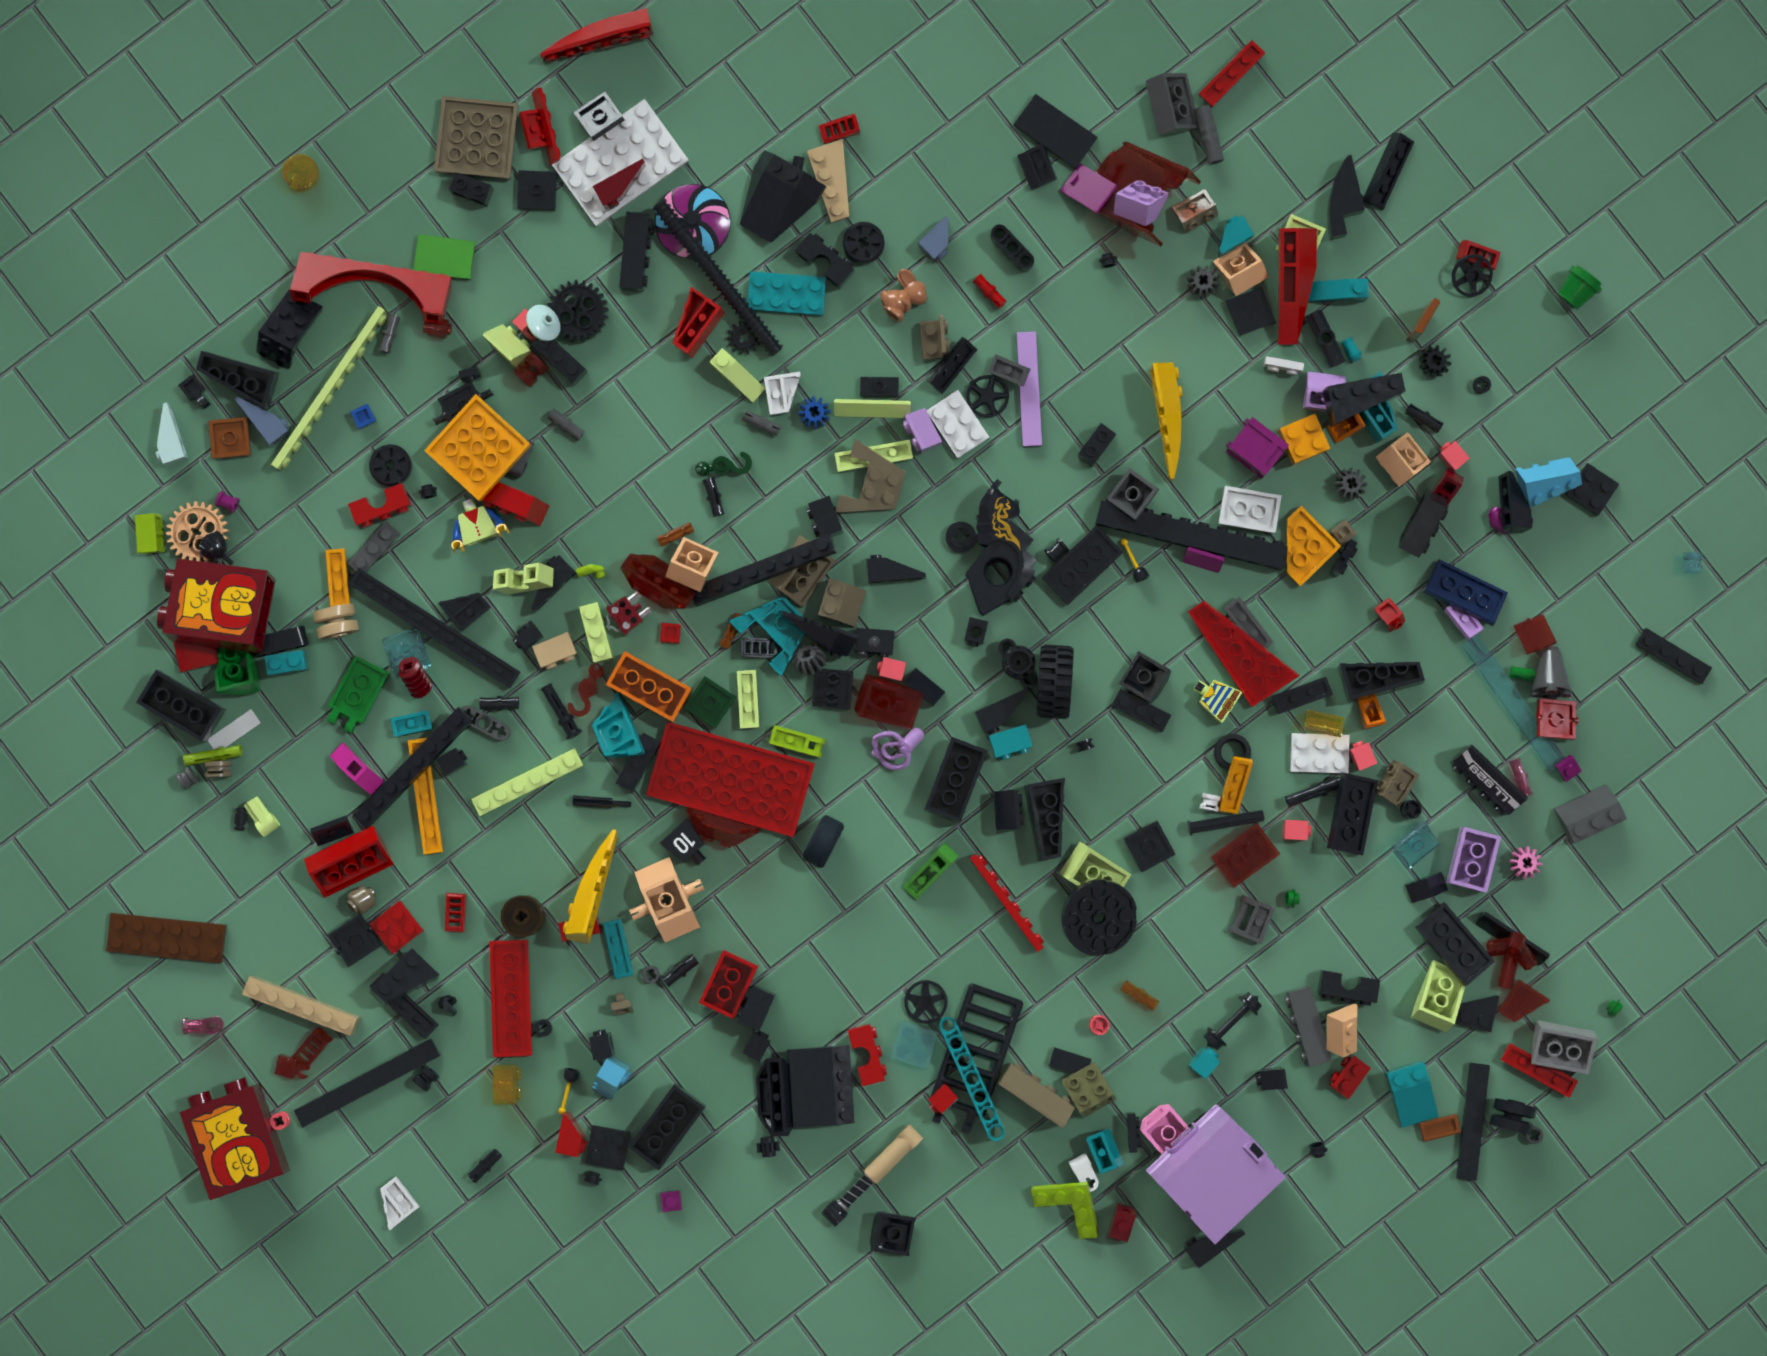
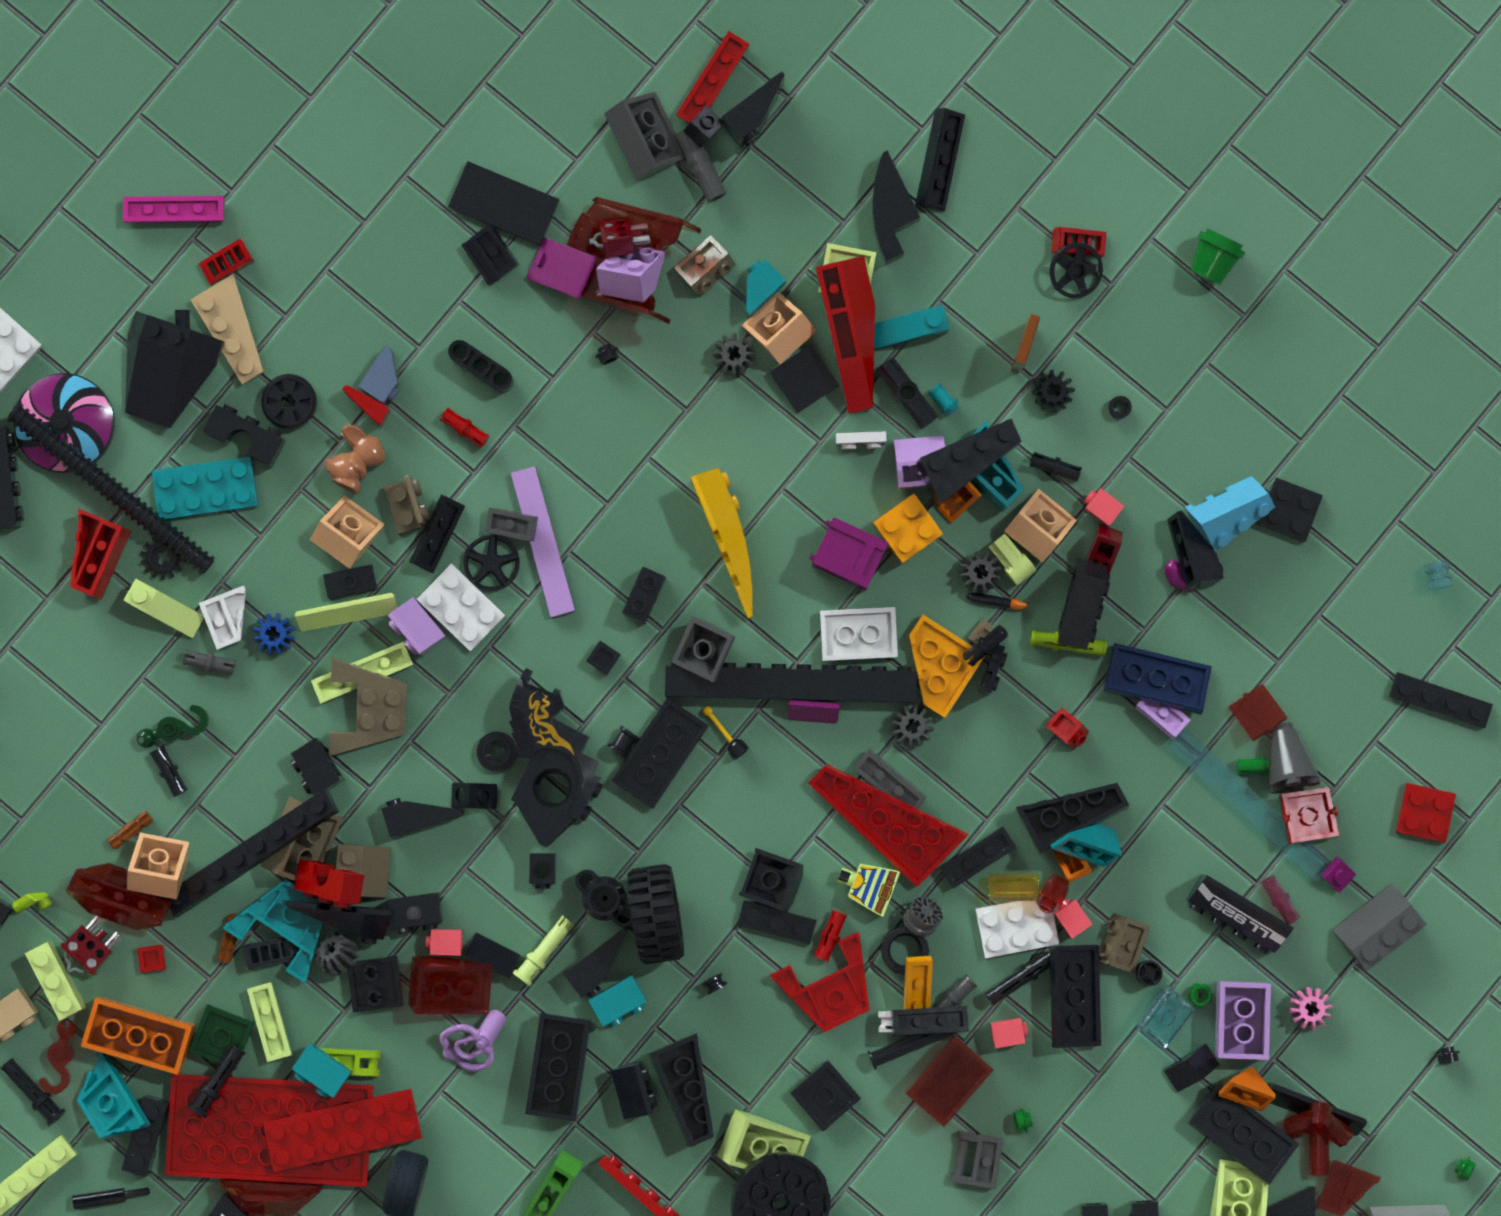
camera: 15 degrees left, 0 degrees up
(692, 742) = (207, 1090): none -> black pin
(780, 743) = (321, 1070): none -> teal brick
(785, 791) = (342, 1130): none -> red plate
(809, 81) = (173, 209): none -> dark pink plate
(816, 604) = (328, 884): none -> red arch
(885, 349) = (346, 531): none -> light nougat slope
(925, 262) = (375, 410): none -> red slope
(938, 565) = (475, 795): none -> black bracket
(956, 697) = (536, 960): none -> yellowish green pin
(1055, 485) = (603, 657): none -> black plate
(1138, 175) = (620, 237): none -> dark red piece
(1171, 775) = (834, 997): none -> red wing
(1179, 729) = (830, 935): none -> red pin
(1218, 106) = (703, 126): none -> black brick
(1240, 807) = (929, 1021): none -> black plate
(1252, 107) = (750, 115): none -> black slope
(1252, 729) = (923, 916): none -> dark grey wheel
(1261, 795) = (957, 994): none -> dark grey pin
(1279, 592) = (919, 730): none -> dark grey gear
(1344, 537) = (985, 645): none -> black axle
(1352, 734) = (1052, 894): none -> clear red brick
(1358, 508) = (1014, 604): none -> black piece
(1378, 484) = (1015, 564): none -> yellowish green piece
(1390, 703) = (1093, 844): none -> teal slope
(1393, 547) = (1049, 640): none -> lime pin
(1444, 829) = (1206, 997): none -> green plate
(1466, 912) = (1249, 1090): none -> orange slope
(1620, 920) = (1447, 1055): none -> black plate
(1643, 737) = (1425, 812): none -> red plate

